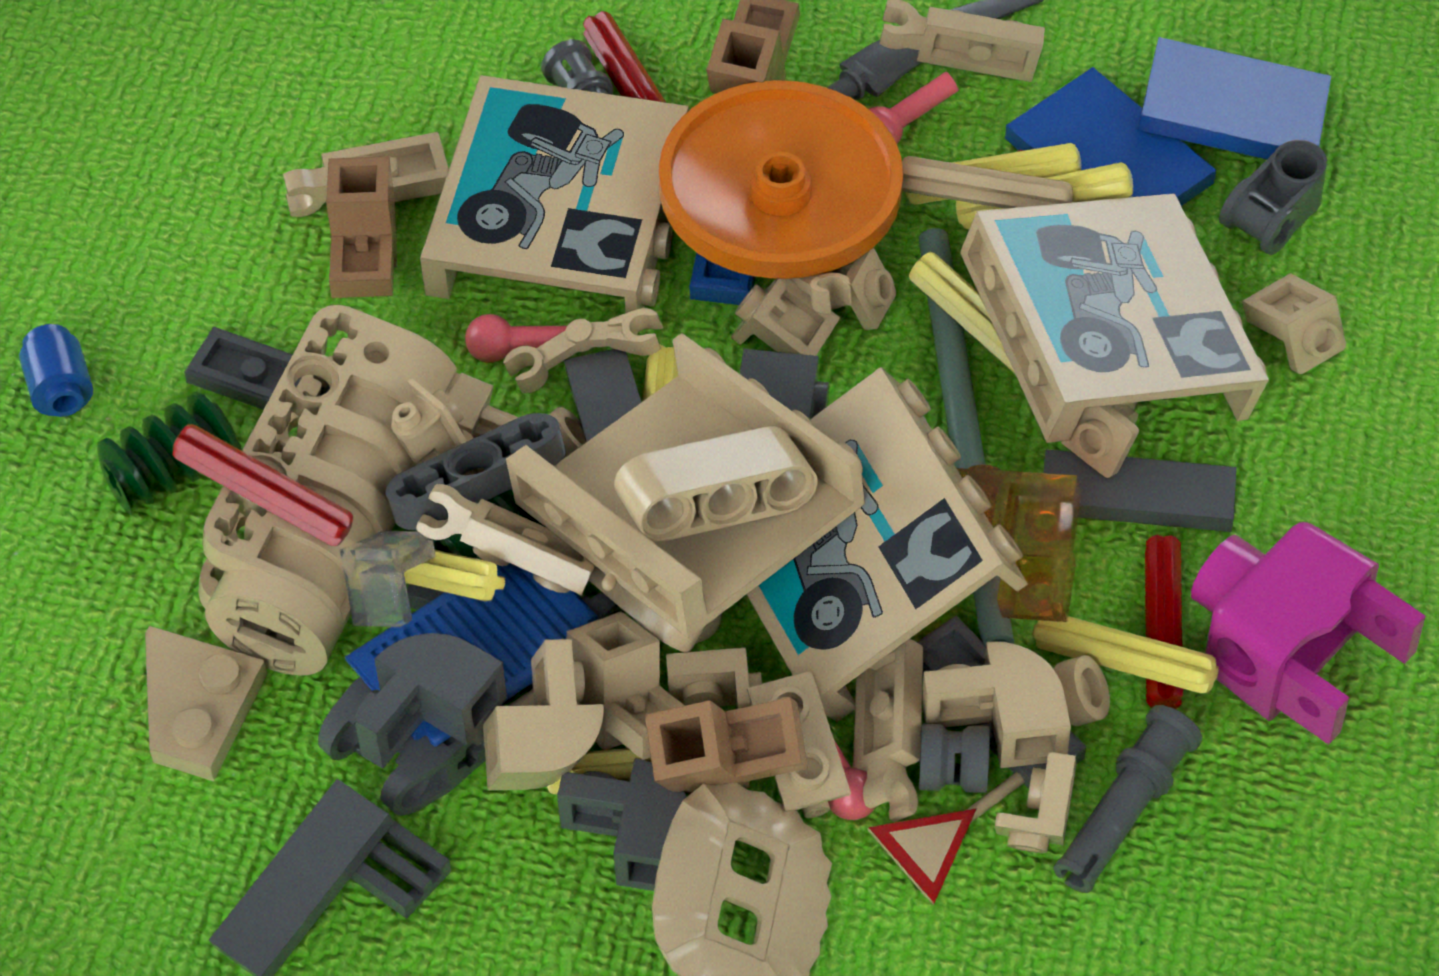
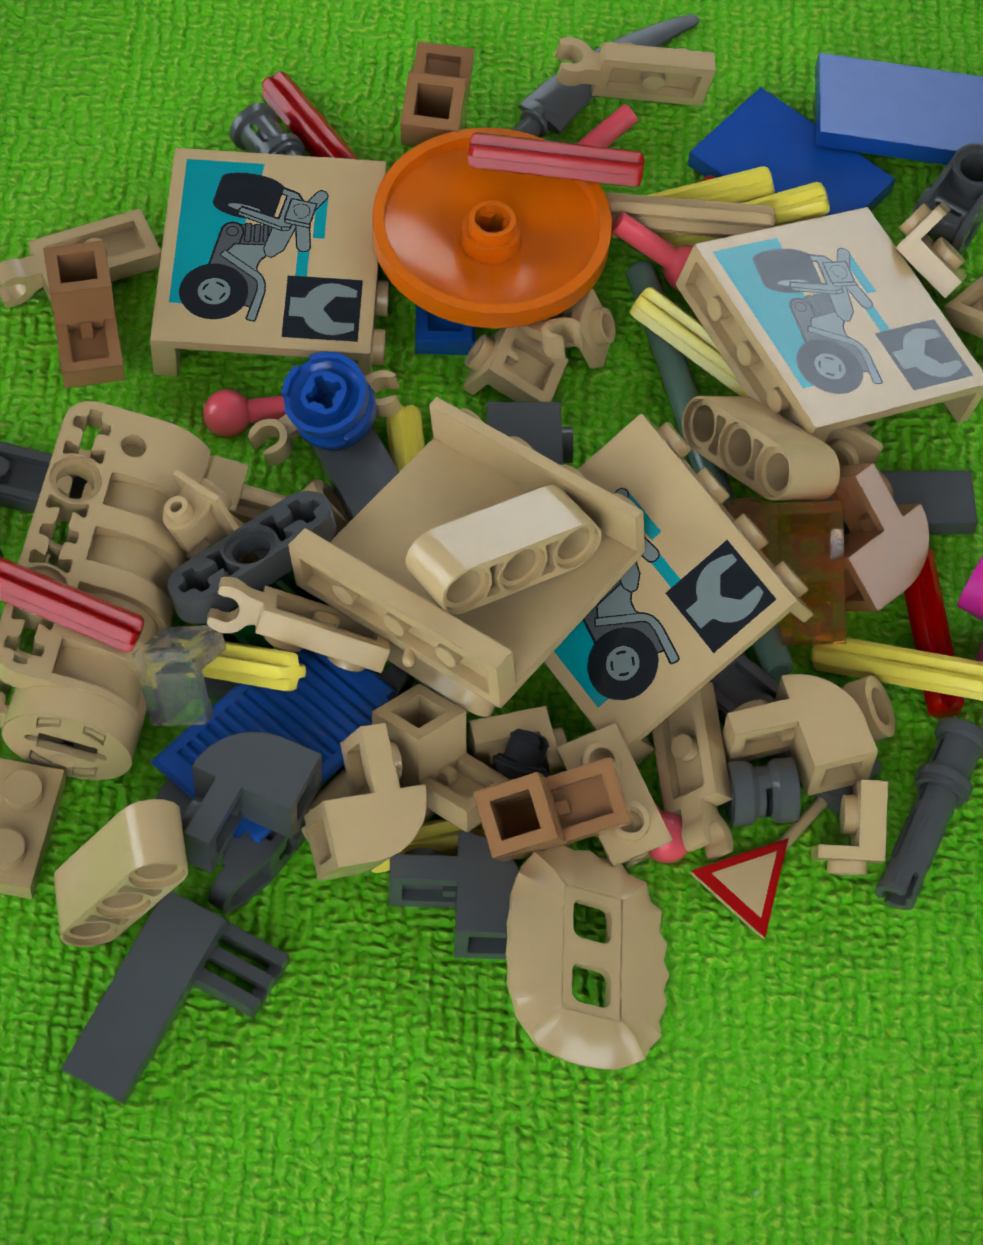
camera: 15 degrees left, 5 degrees up
(292, 757) = (120, 873): none -> tan beam
(585, 332) = (329, 401): none -> blue wheel
(713, 685) = (522, 755): none -> black piece
(855, 117) = (556, 159): none -> axle
(939, 208) = (653, 246): none -> coral bar
(1011, 419) = (760, 448): none -> tan beam
(1128, 523) = (885, 539): none -> medium nougat brick
(1236, 253) = (933, 260): none -> tan bracket

